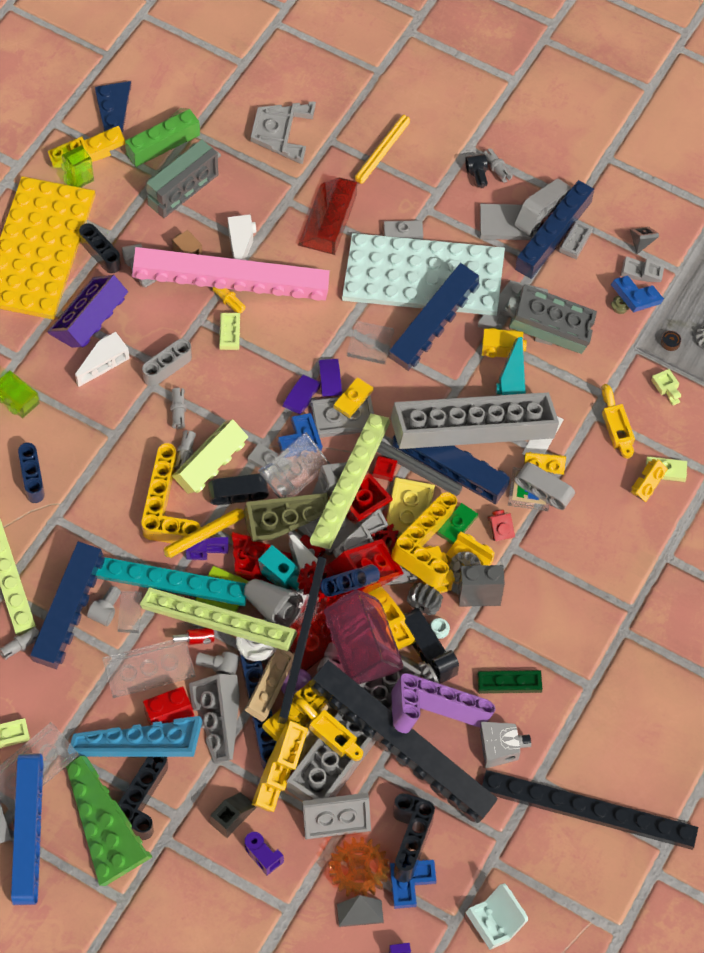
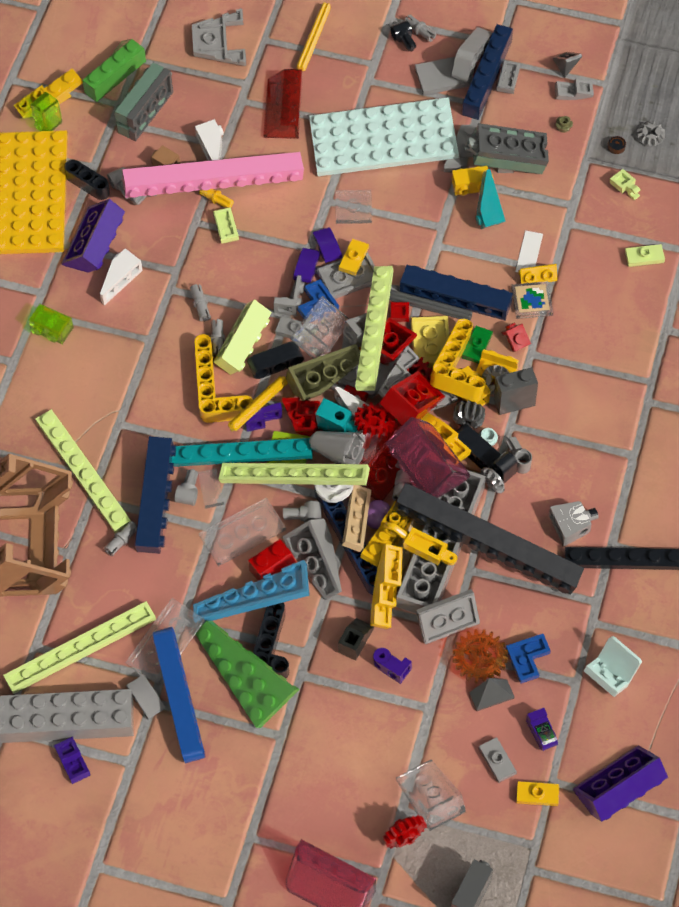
camera: 10 degrees left, 0 degrees up
(34, 480) = (85, 381): dark blue beam -> none
(113, 104) = (59, 51): dark blue wing -> none
(164, 370) = (183, 259): light grey beam -> none
(196, 636) = (277, 494): red piece -> none
(270, 435) = (289, 306): none -> light grey bracket
(302, 639) = (376, 485): black tile -> none
(350, 580) = (397, 413): dark blue beam -> none
(404, 229) = (353, 102): light grey plate -> none
(413, 816) = (517, 598): black beam -> none
(416, 692) = (488, 496): medium lavender beam -> none
(434, 317) = (405, 170): dark blue brick -> none
(466, 655) = (520, 454): none -> light grey axle
(474, 420) = (467, 251): light grey brick -> none
(509, 681) = (563, 468): dark green tile -> none
(545, 486) = (545, 293): light grey beam -> none
(617, 420) = (590, 223): yellow piece -> none
(636, 298) = (575, 114): blue plate -> none
(654, 473) = (636, 259): yellow hinge -> none

